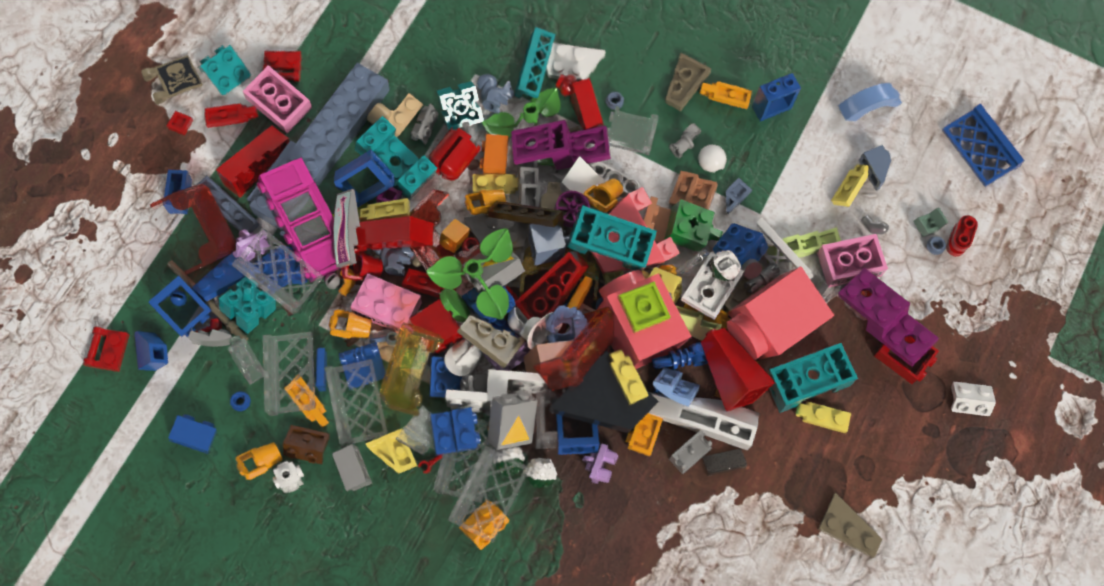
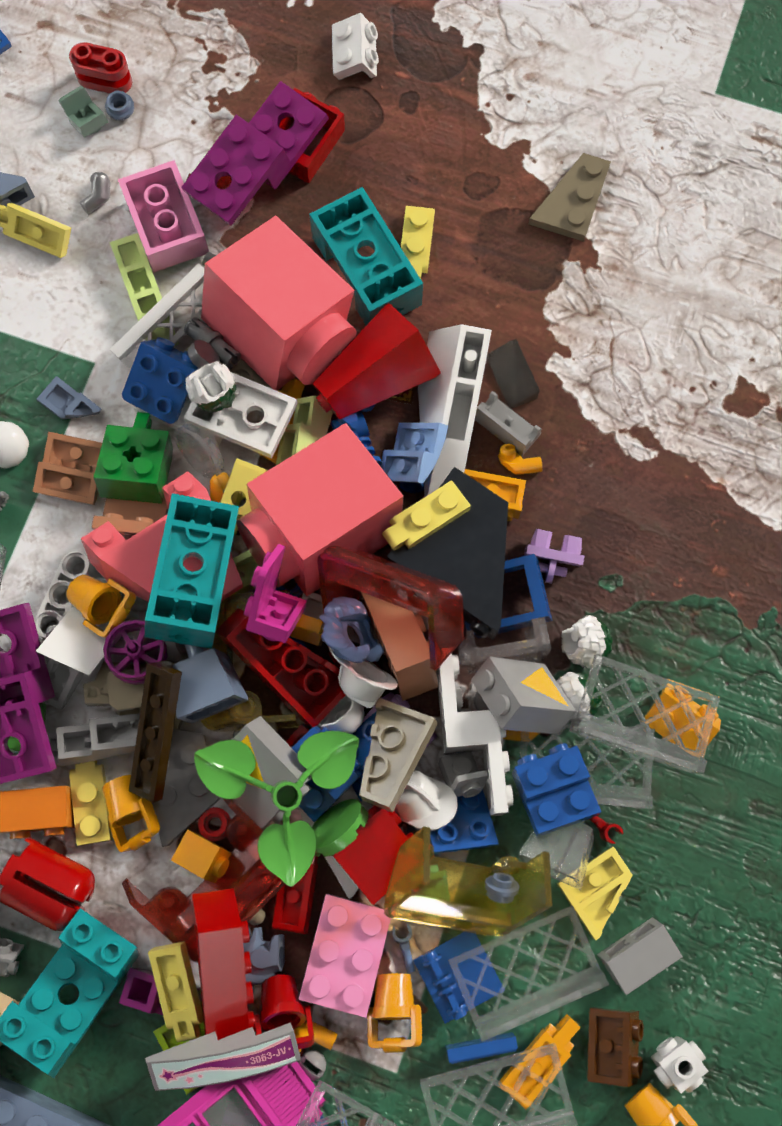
camera: 95 degrees left, 5 degrees up
(375, 164) = (93, 1057): blue window -> none
(404, 391) = (501, 887): none -> sand blue plate
(583, 276) = (269, 610): none -> dark pink bracket
(644, 307) = (312, 498): lime tile -> none
(663, 453) = (516, 464): none -> light orange arm

